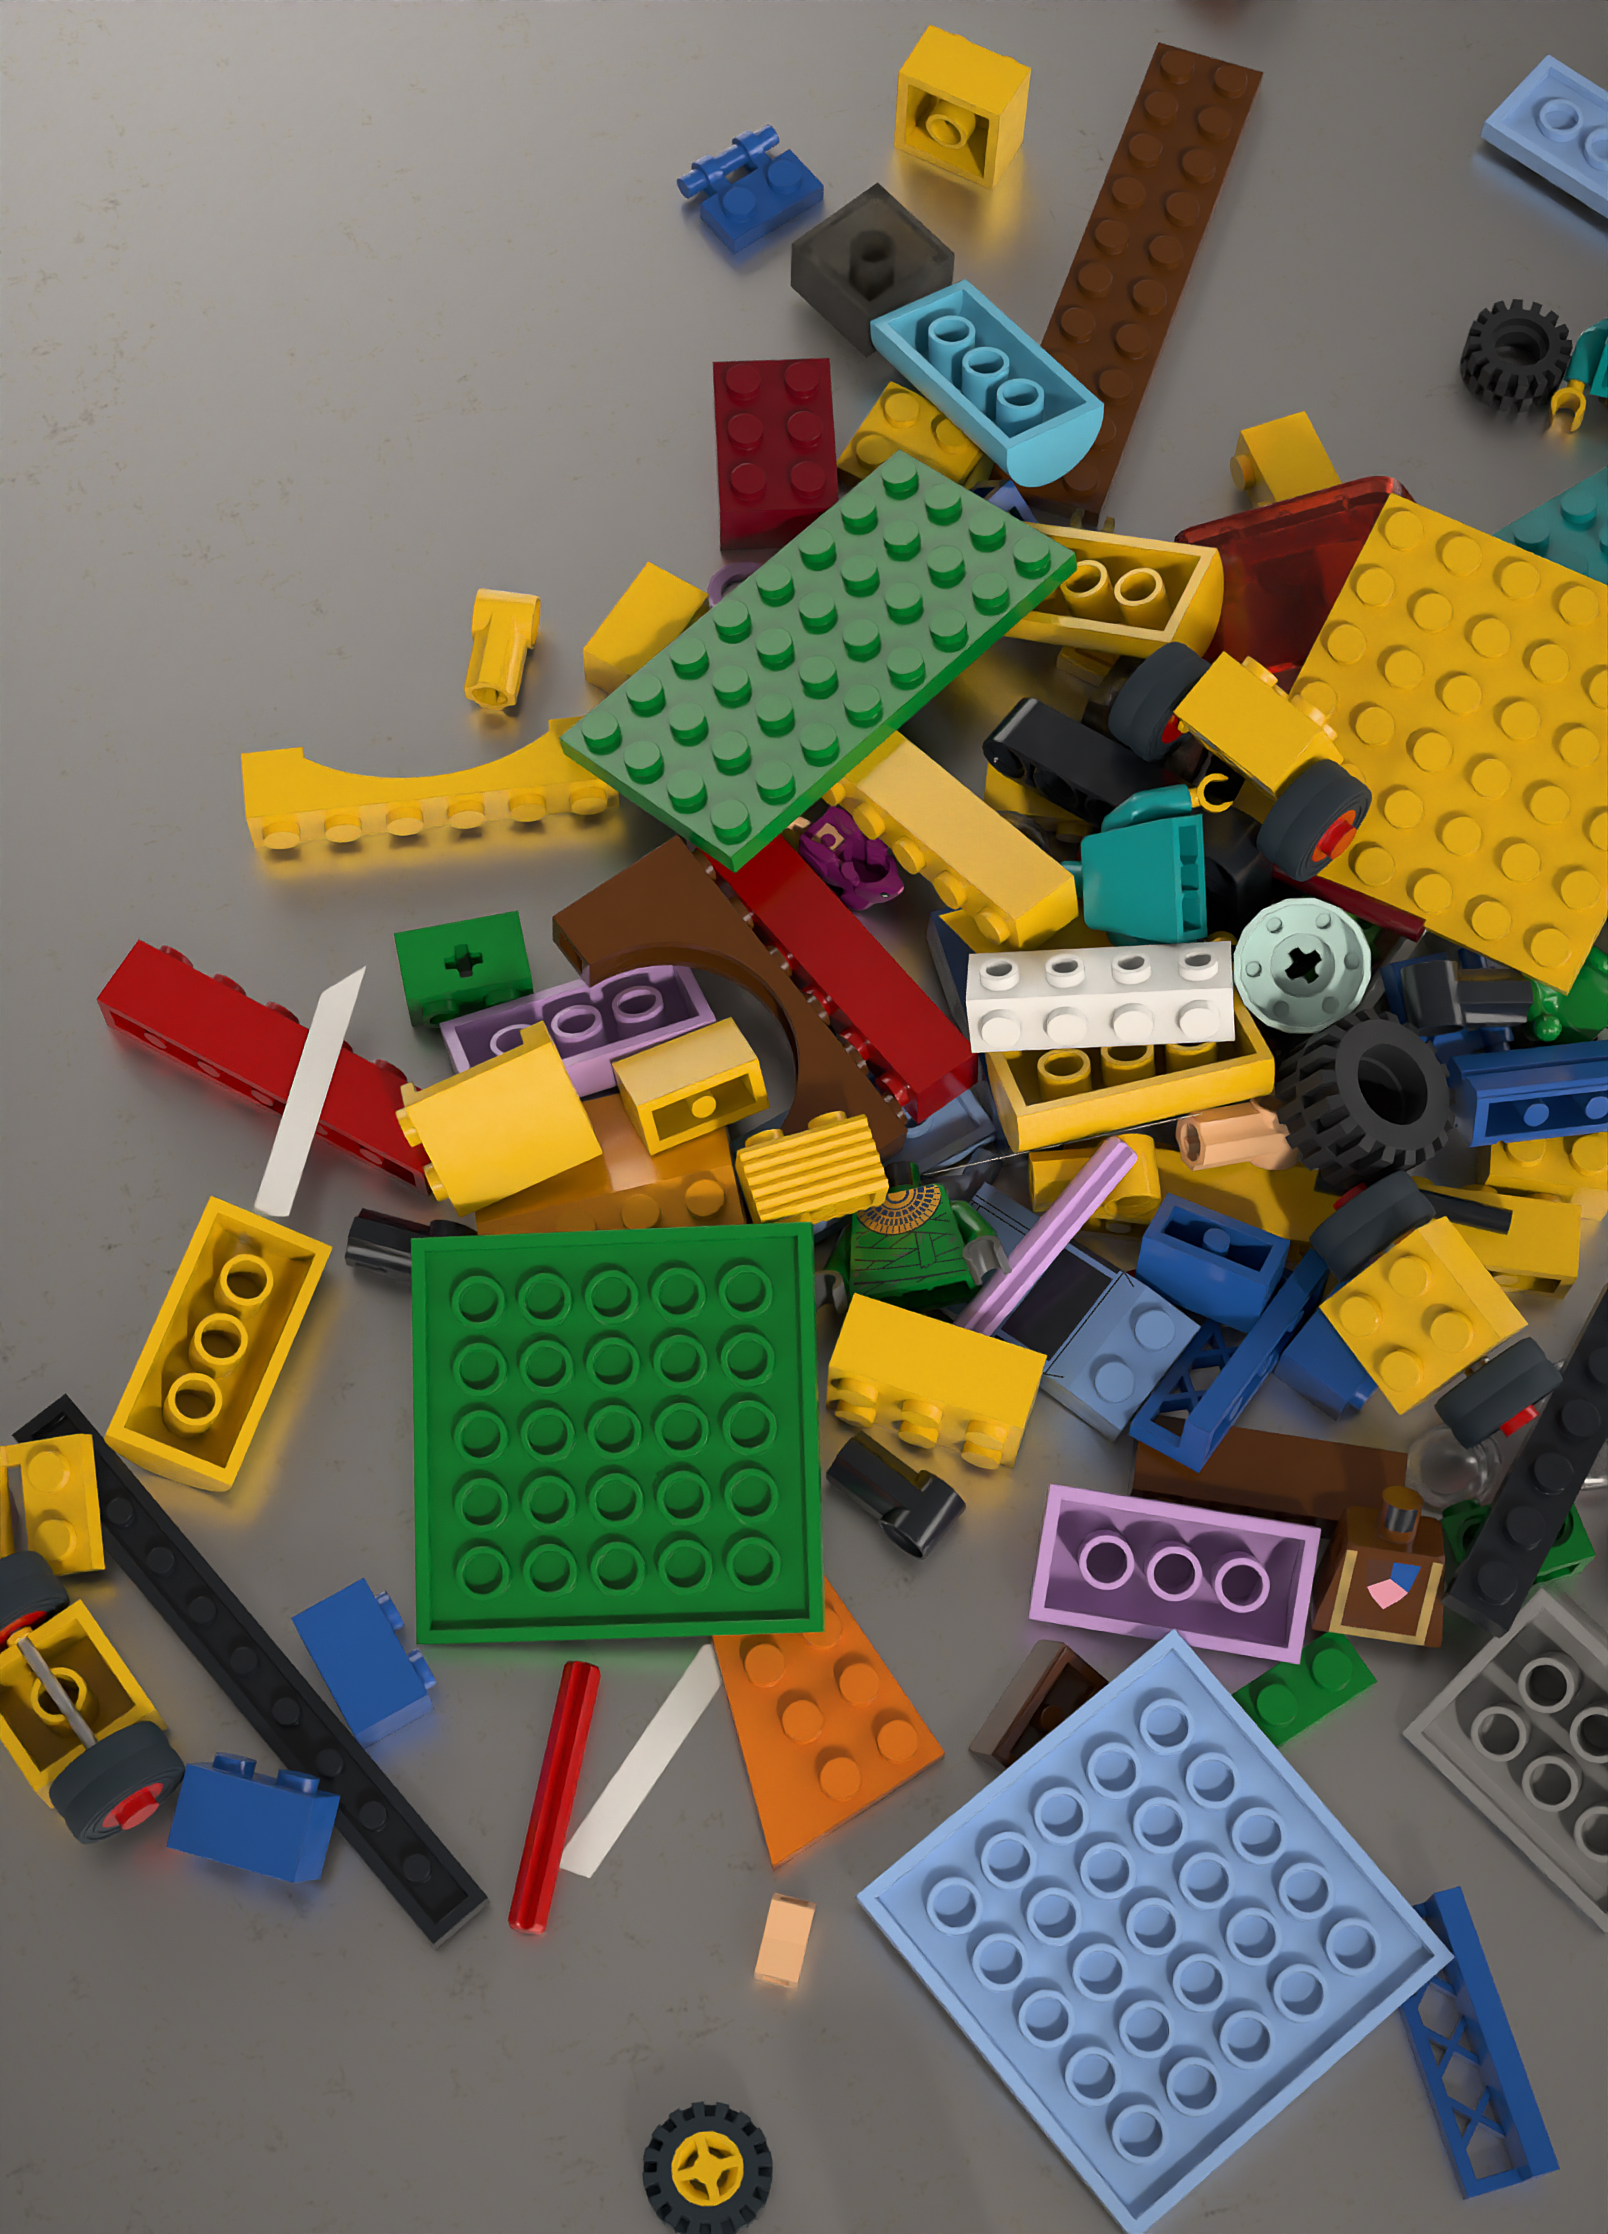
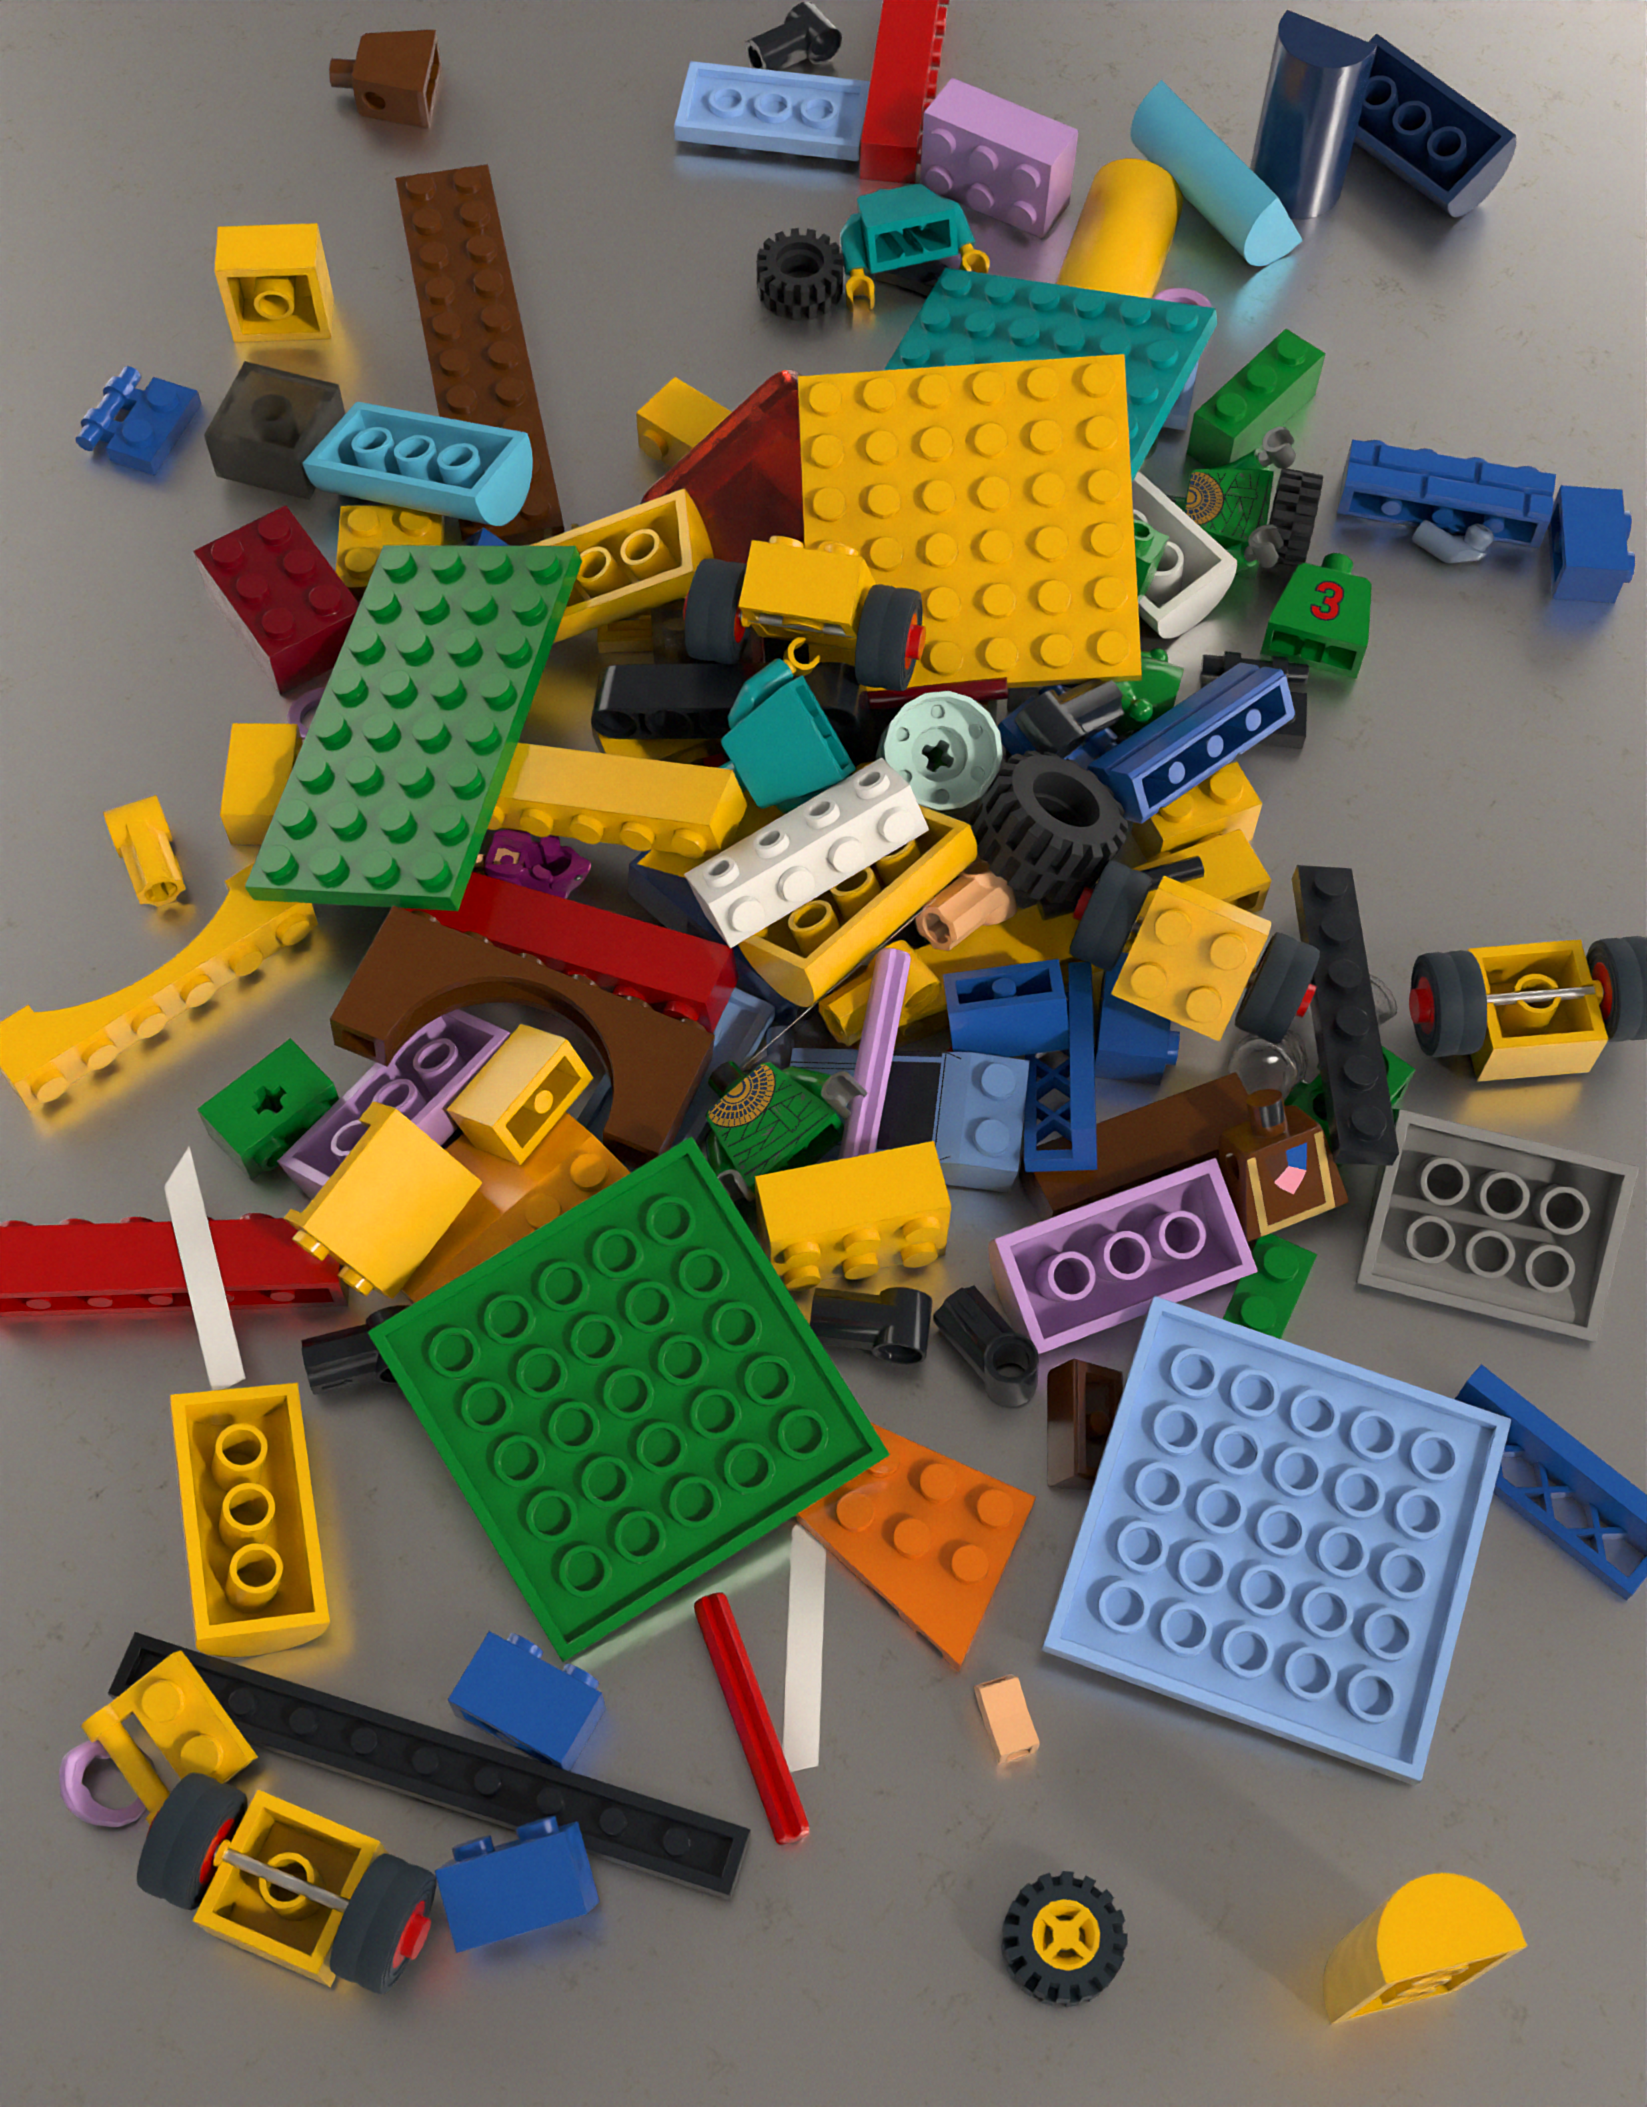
camera: 30 degrees left, 5 degrees down
(812, 1172) = (665, 1102): yellow brick -> none
(992, 1580) = (987, 1343): none -> black piece

